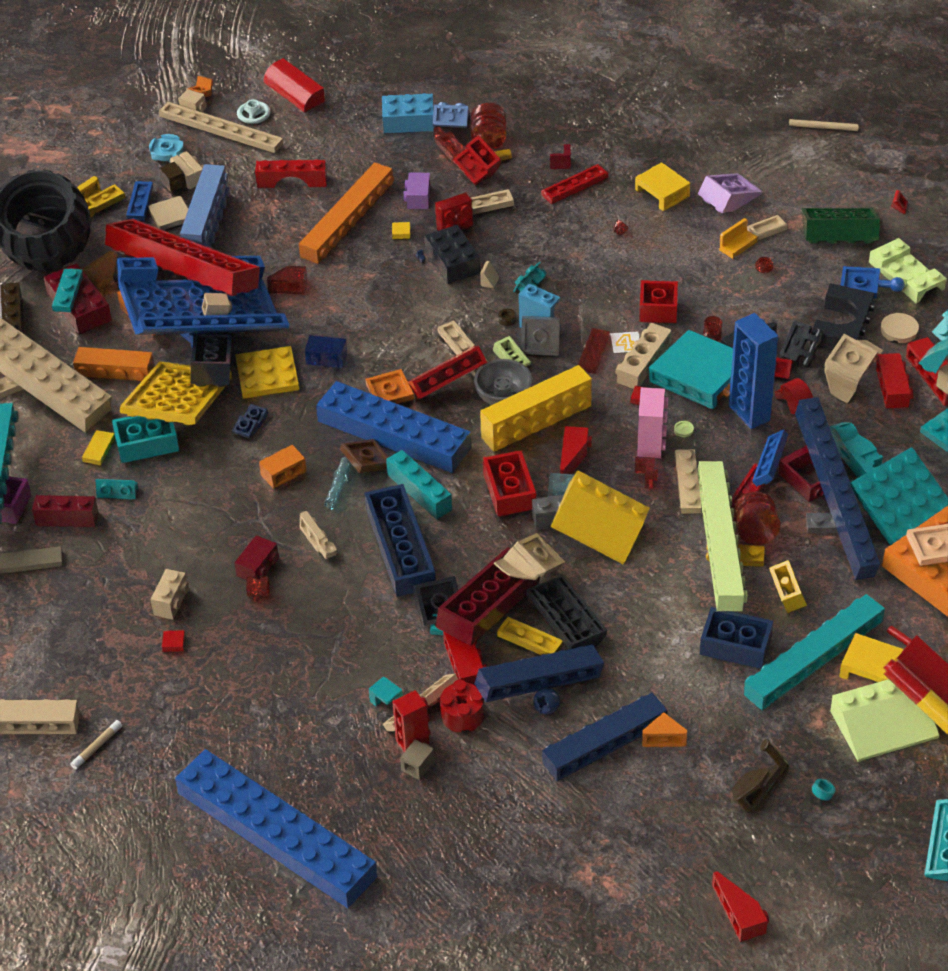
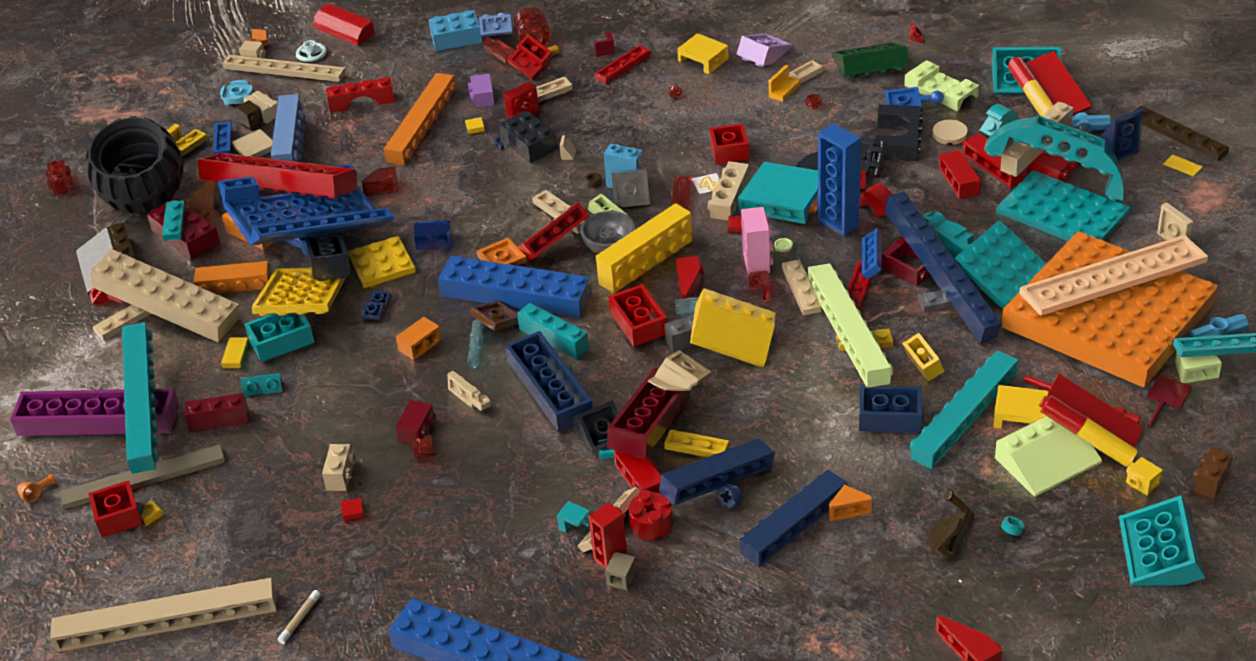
camera: 10 degrees left, 5 degrees down
(216, 304) = (321, 207): tan brick -> none
(533, 274) = (605, 140): teal hinge -> none
(567, 613) = (726, 415): black piece -> none
(713, 328) = (784, 156): clear red wheel -> none
(759, 527) = (877, 304): clear red wheel -> none
(848, 365) = (917, 167): tan piece -> none

